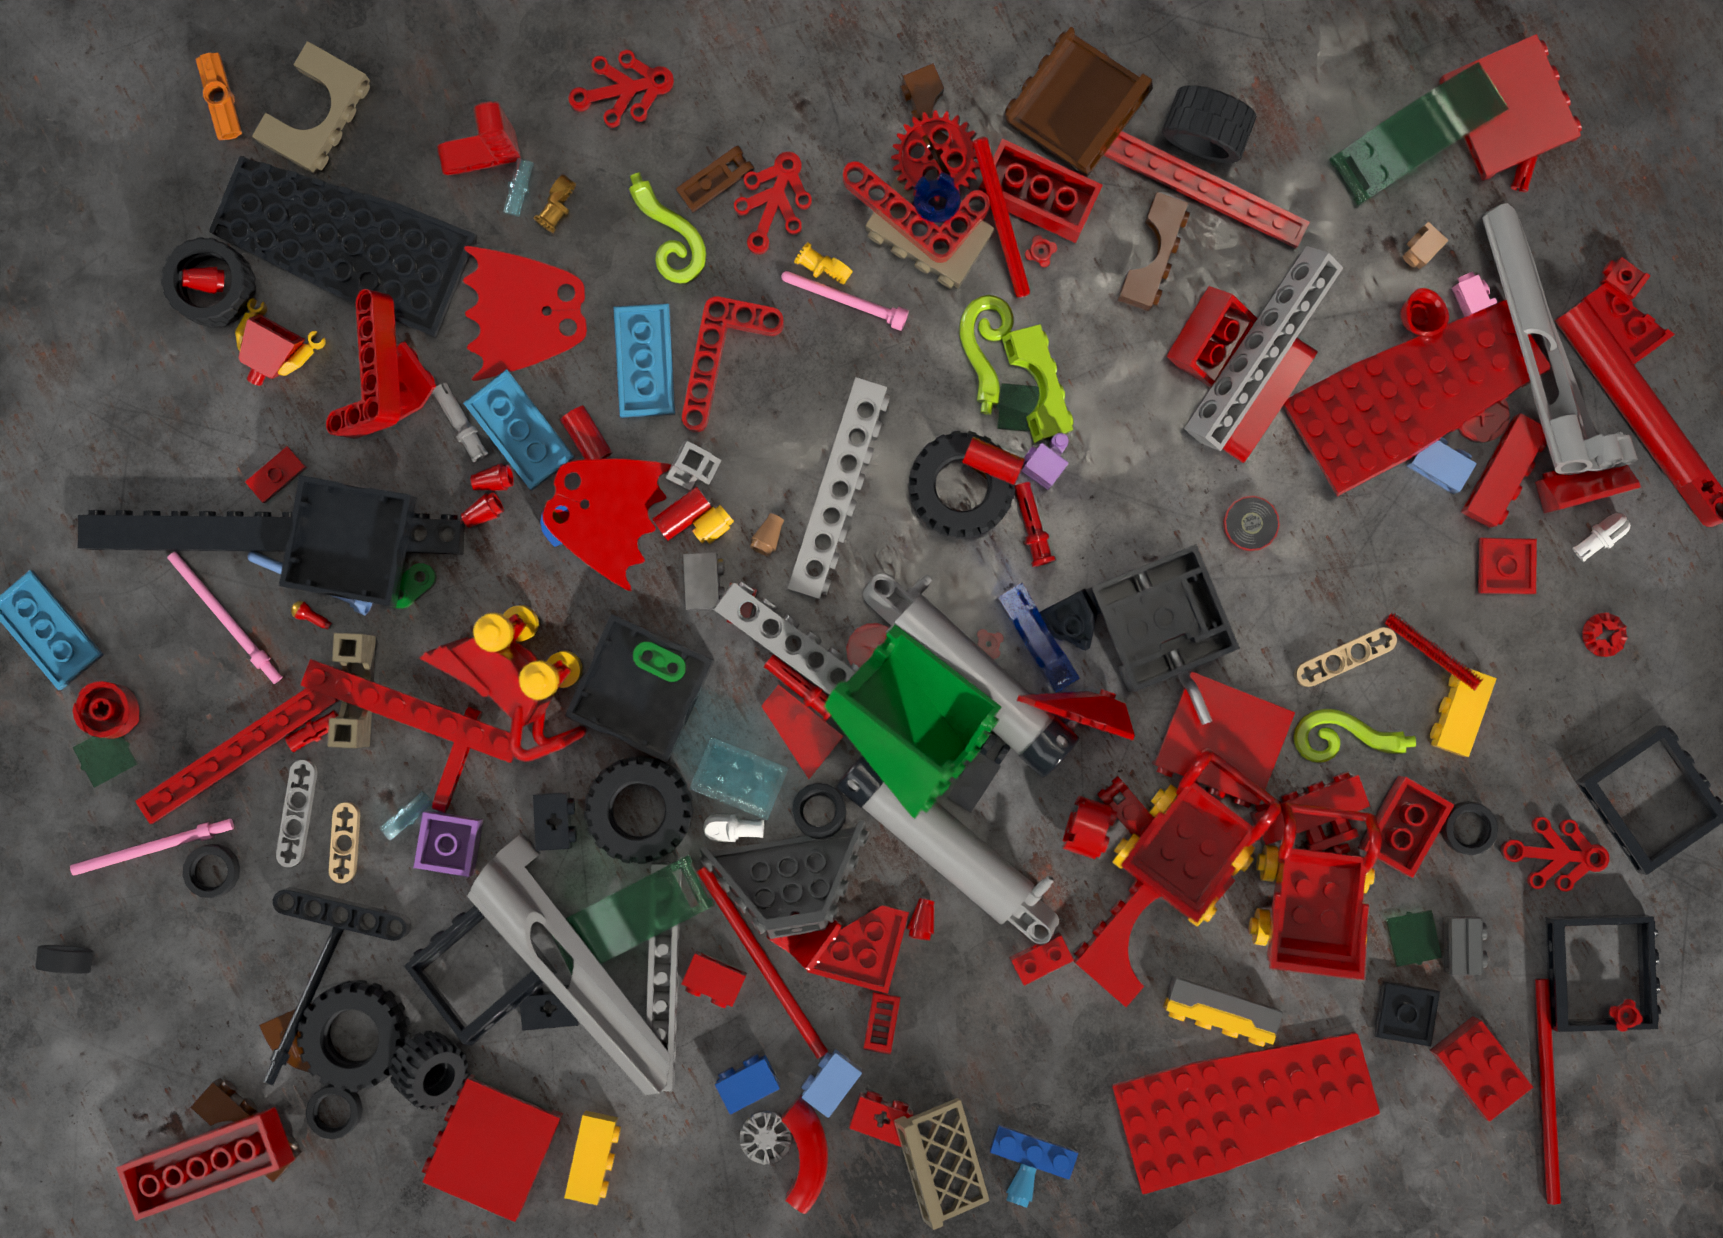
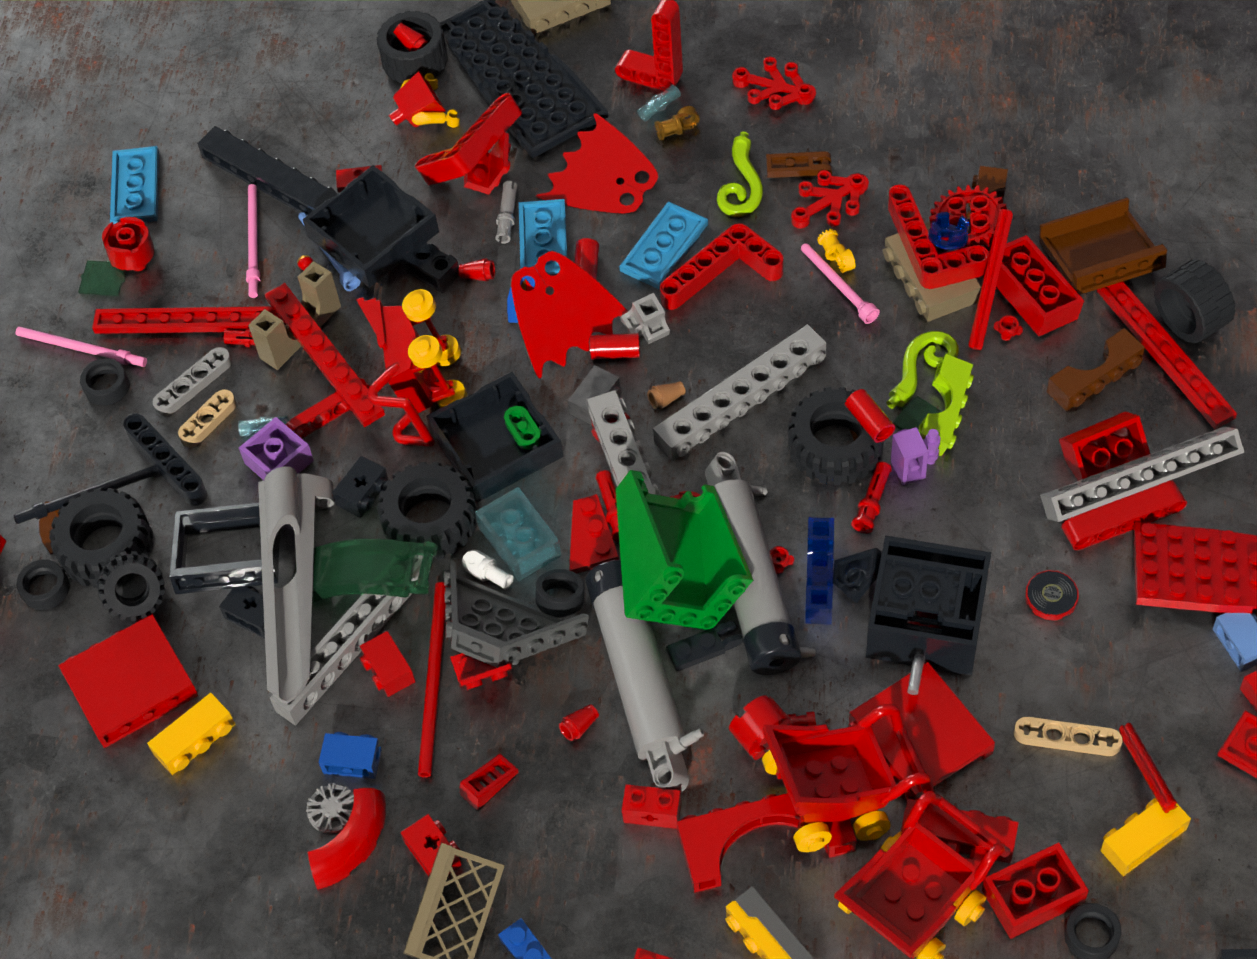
camera: 45 degrees right, 30 degrees down
(412, 588) = (390, 290): green plate -> none
(494, 478) = (501, 255): red cone -> none
(712, 524) = (630, 364): yellow brick -> none
(831, 1082) = (414, 796): medium blue brick -> none
(865, 950) = (516, 715): red plate -> none
(1088, 708) = (824, 641): red wedge -> none
(1381, 741) = (1059, 819): lime plant -> none

